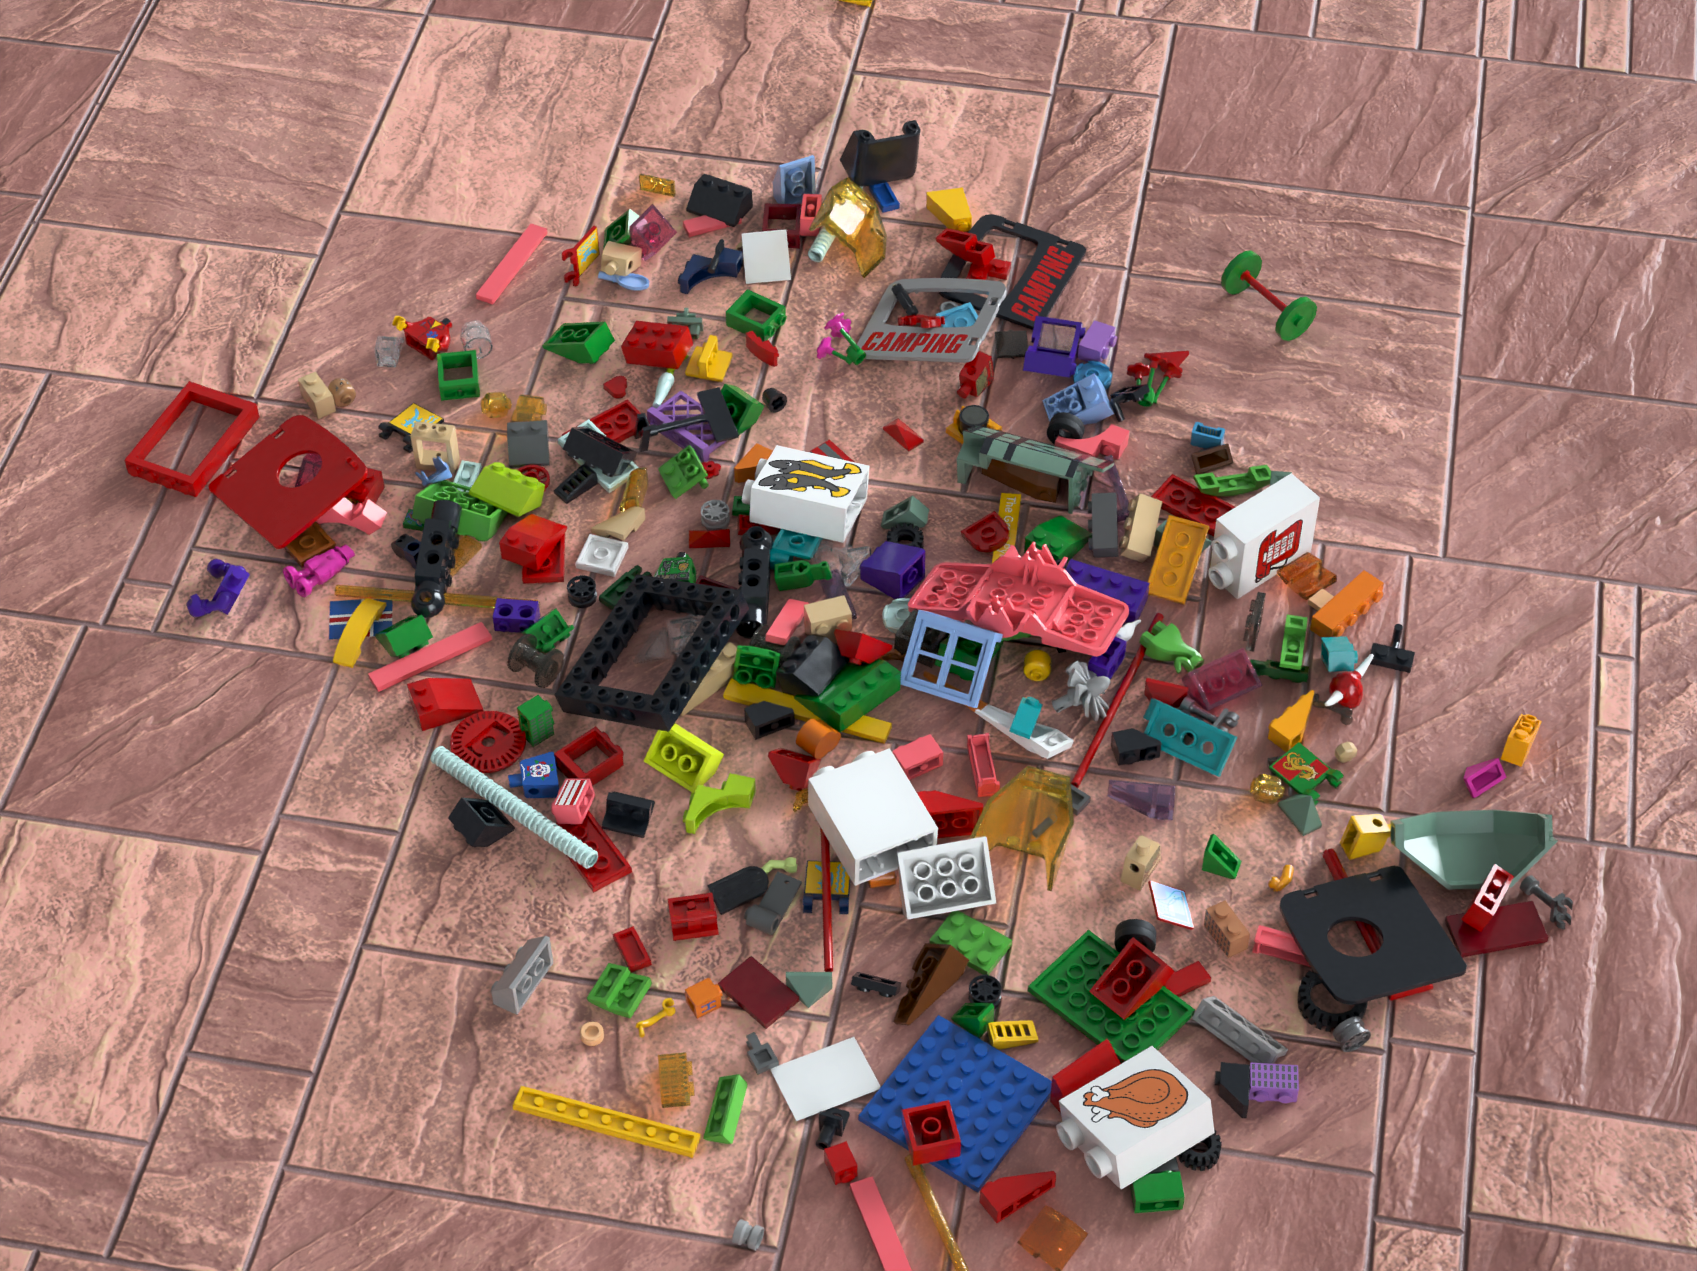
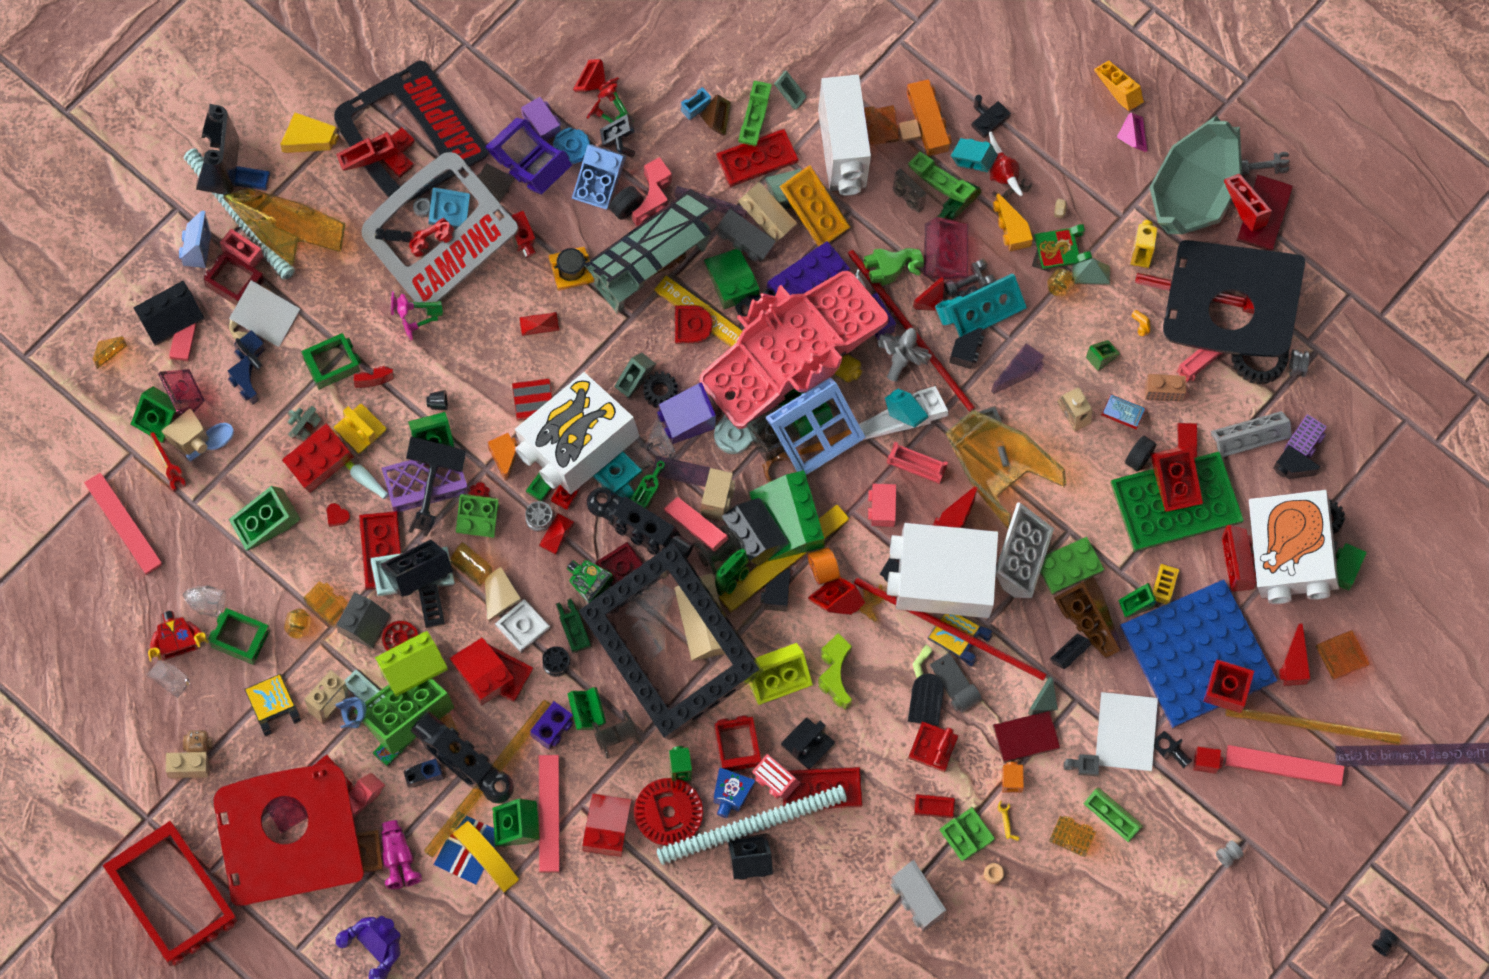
camera: 65 degrees left, 20 degrees up
(606, 1121) = (1075, 902): yellow tile -> none
(860, 647) = (758, 484): red slope -> none
(985, 991) = (1121, 582): black wheel -> none

